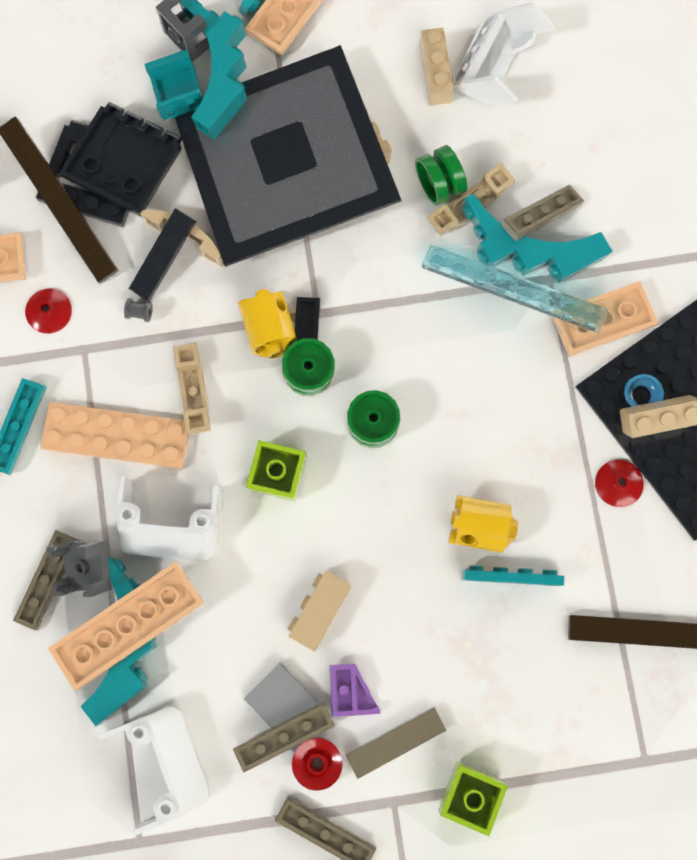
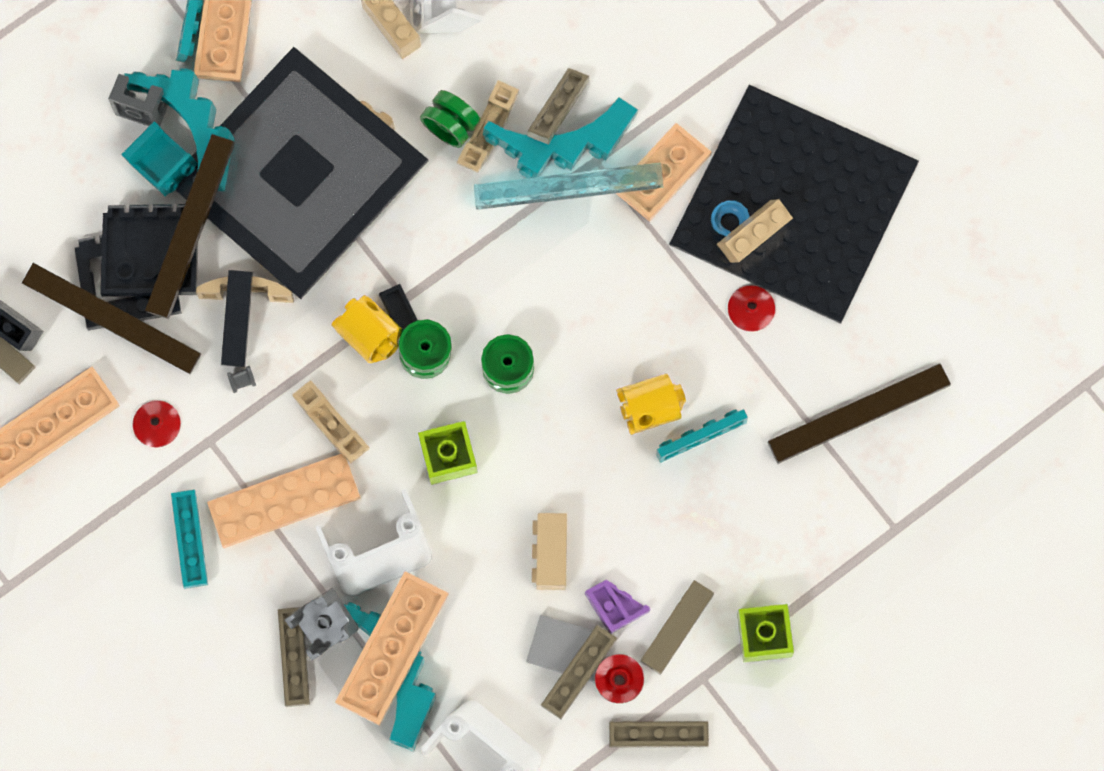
camera: 30 degrees left, 5 degrees down
(163, 153) = (190, 226): none -> dark brown tile

